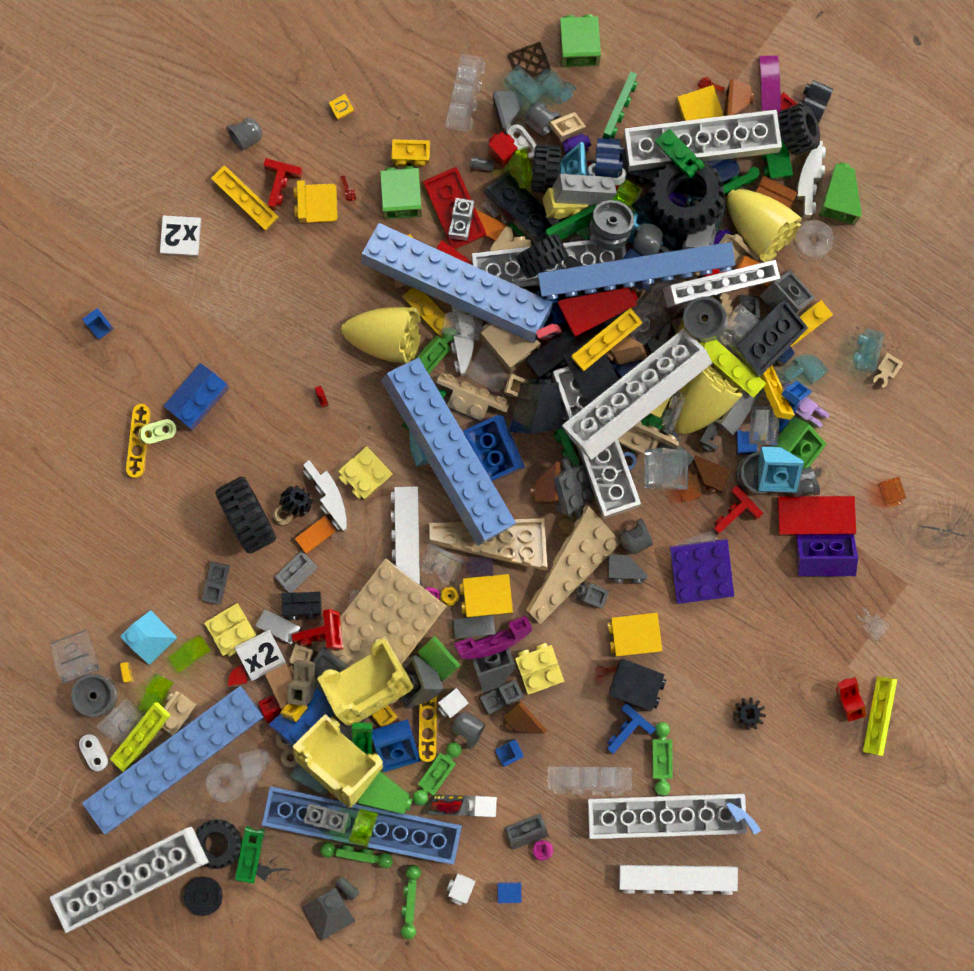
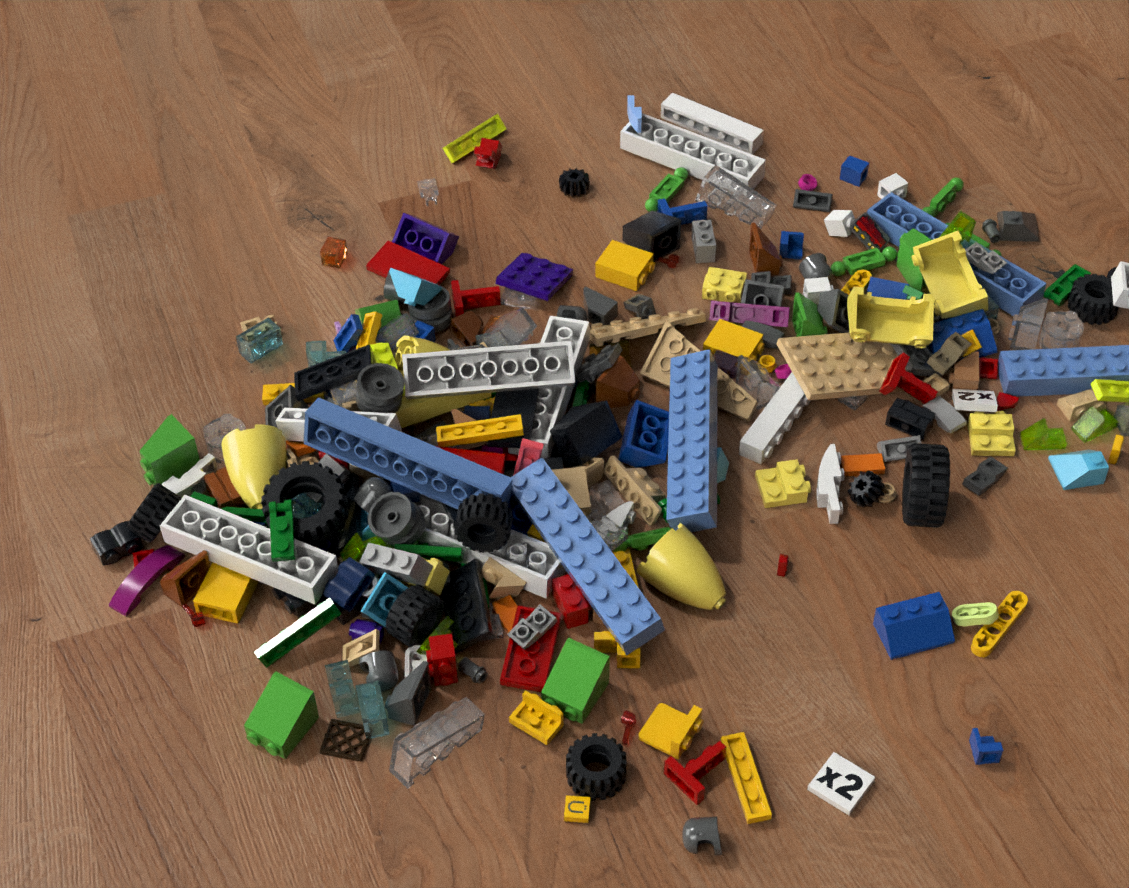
camera: 145 degrees left, 35 degrees down
(341, 124) = (592, 750): none -> black tyre
(586, 707) = (703, 241): none -> light grey brick

